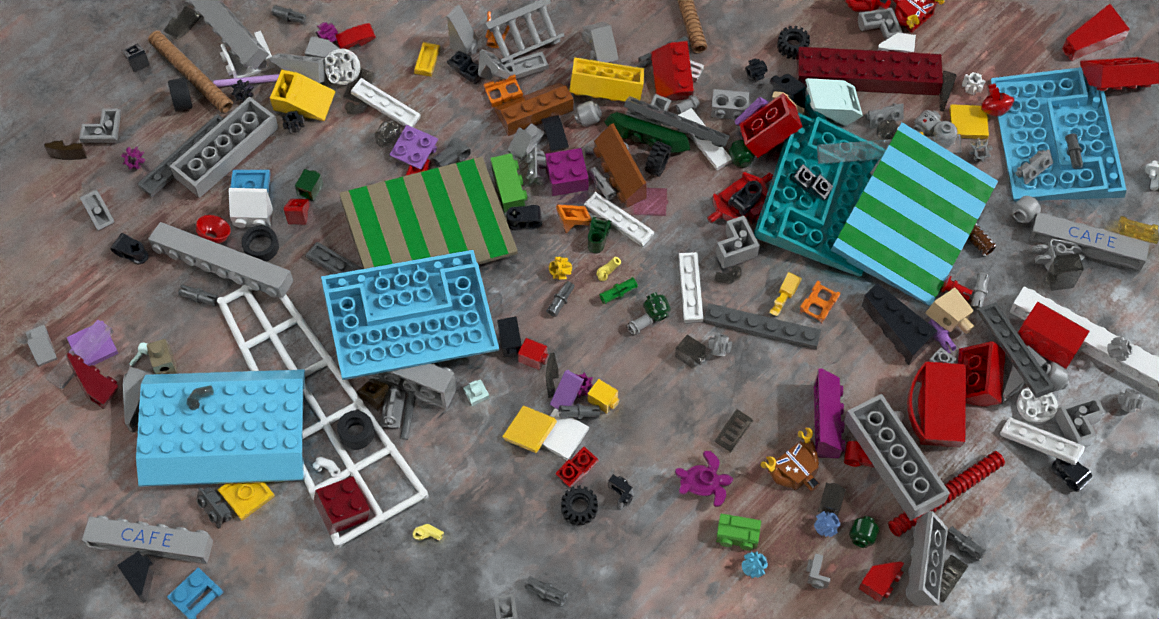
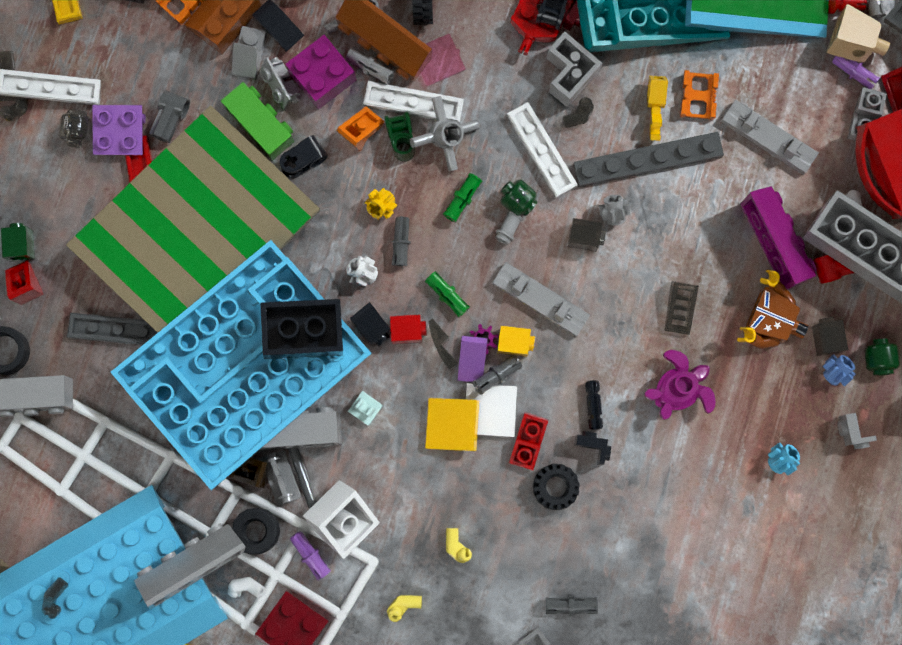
camera: 25 degrees left, 20 degrees up
(299, 420) = (188, 566): none -> light grey slope
(382, 466) = (310, 555): none -> medium lavender axle
(418, 452) = (341, 518): none -> white slope
(460, 305) = (301, 329): none -> black brick
(485, 511) = (455, 548): none -> light yellow arm
(523, 303) = (362, 271): none -> white gear
(574, 346) = (447, 294): none -> green pin
(608, 268) = (431, 181): light yellow arm -> none
(621, 243) = (439, 139): none -> light grey bar
(636, 465) = (594, 405): none -> black axle
(637, 380) = (541, 299): none -> light grey hinge
(738, 532) = (746, 428): bright green brick -> none
(857, 351) = (769, 137): none -> light grey hinge
(899, 323) = (803, 80): black wedge -> none

